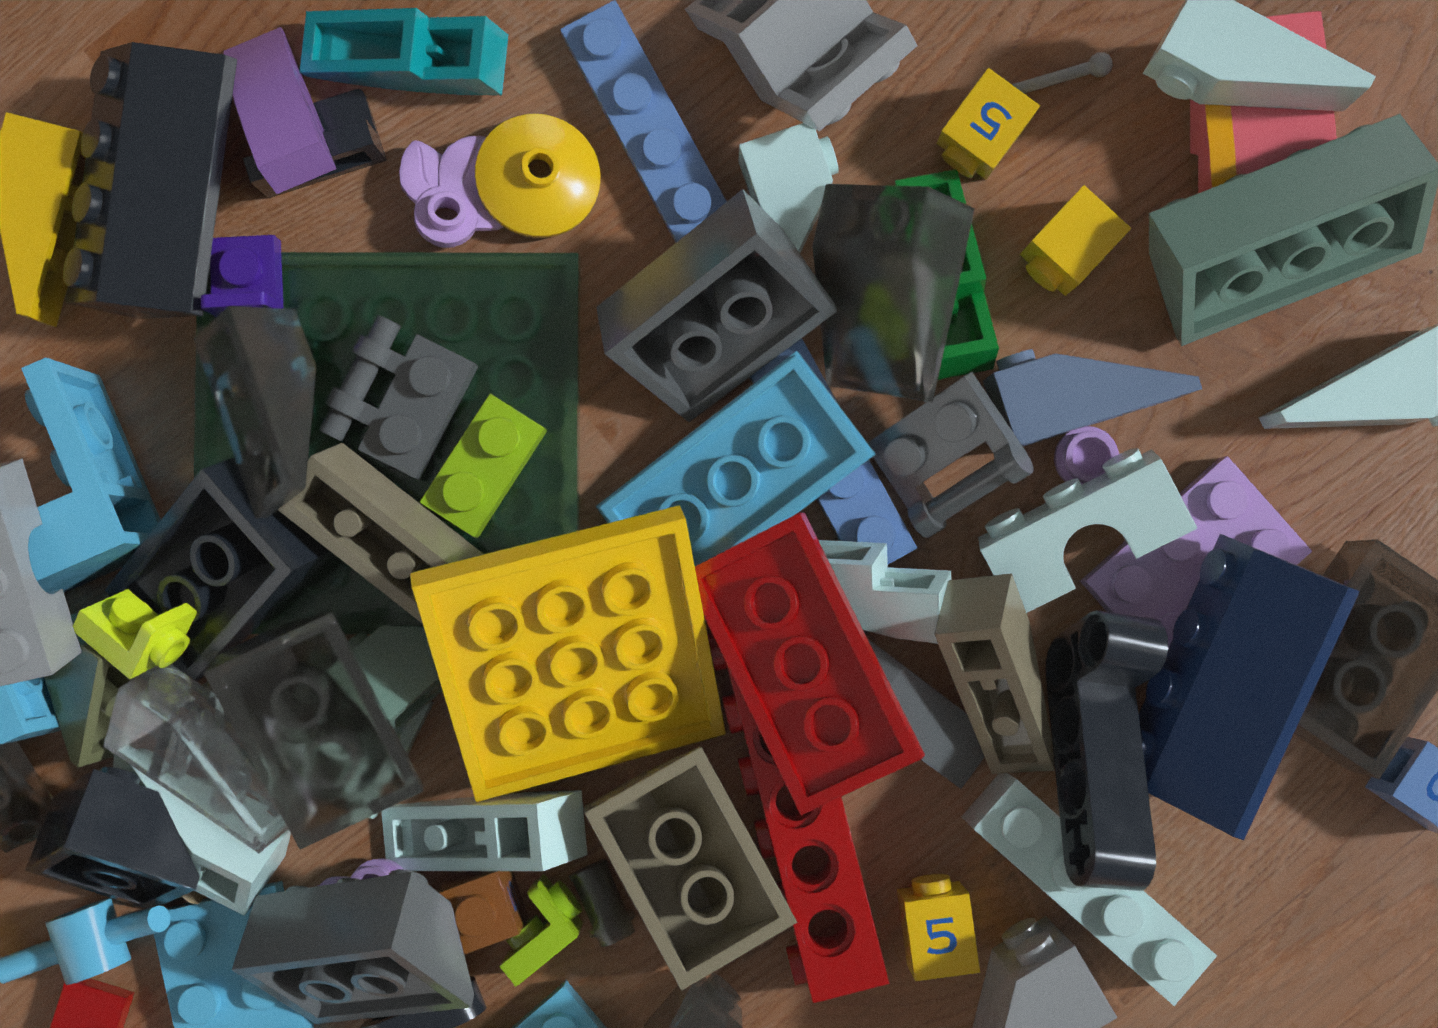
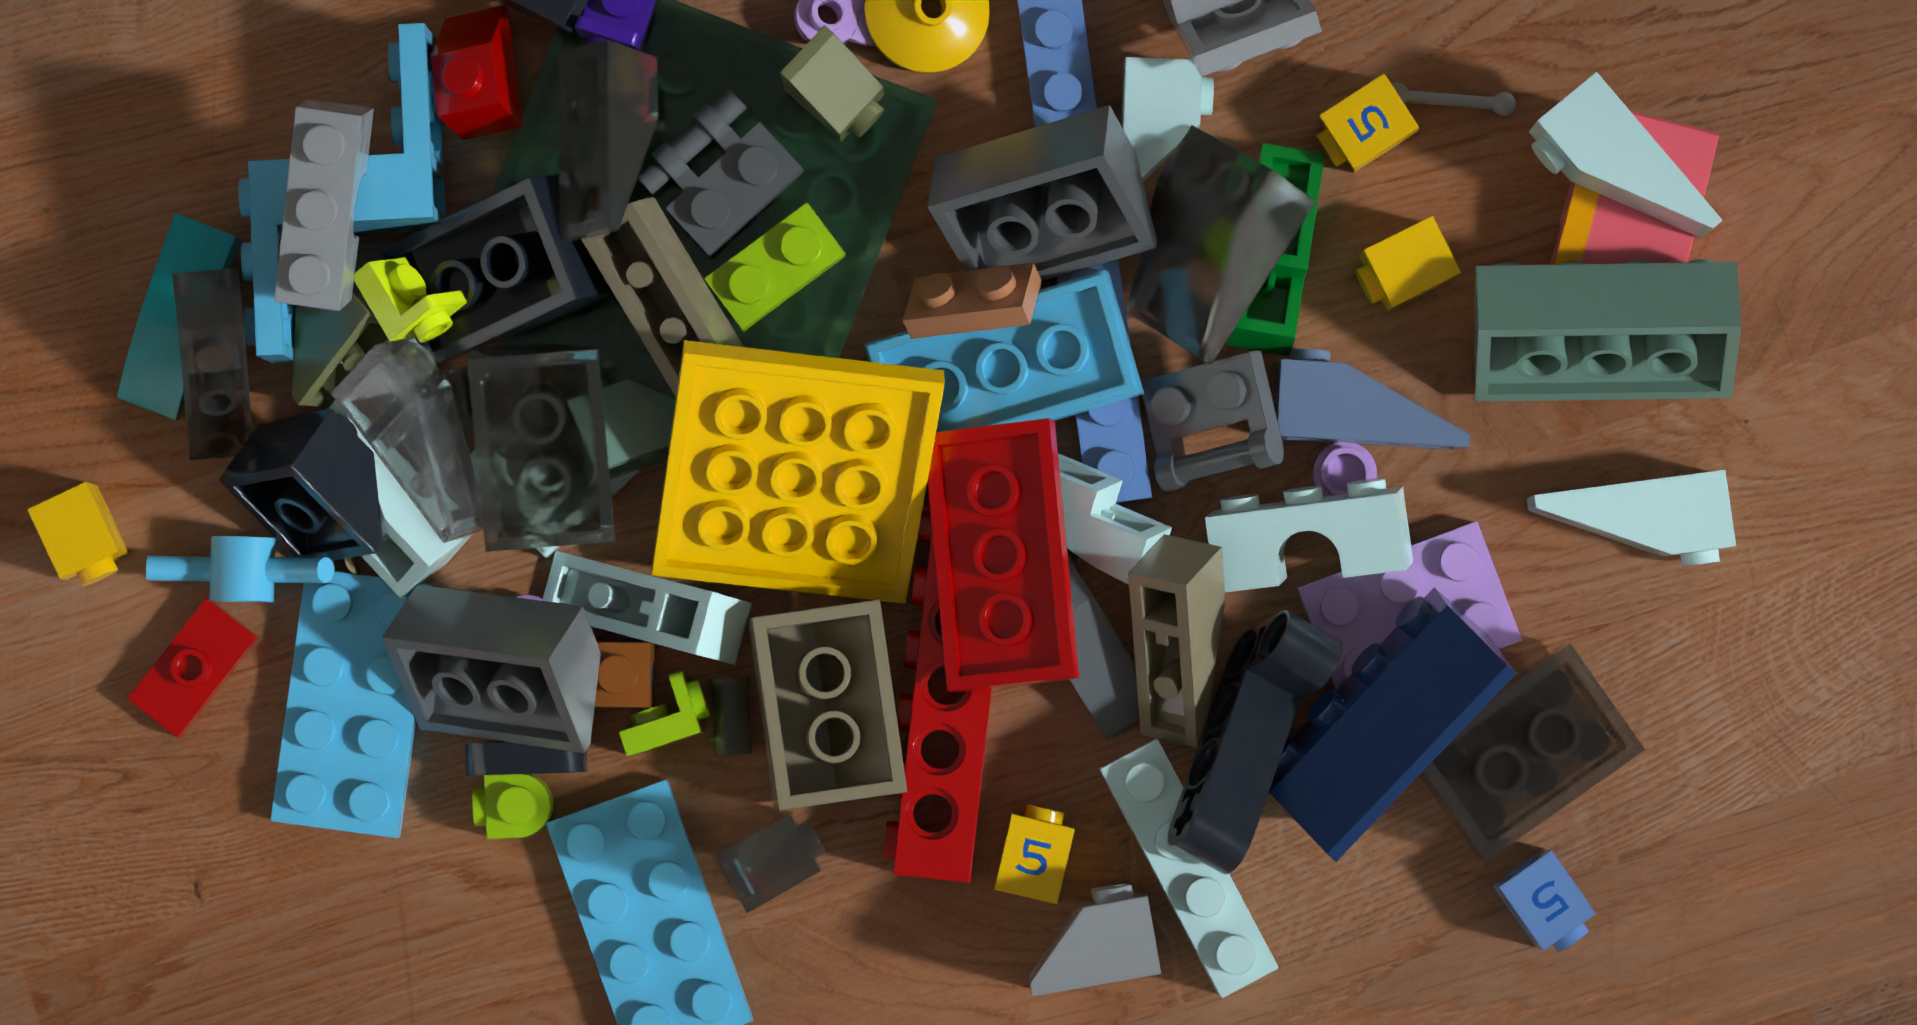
camera: 20 degrees right, 0 degrees up
(135, 393) = (477, 74): none -> red slope
(469, 269) = (834, 86): none -> slope
(681, 427) = (972, 300): none -> nougat plate

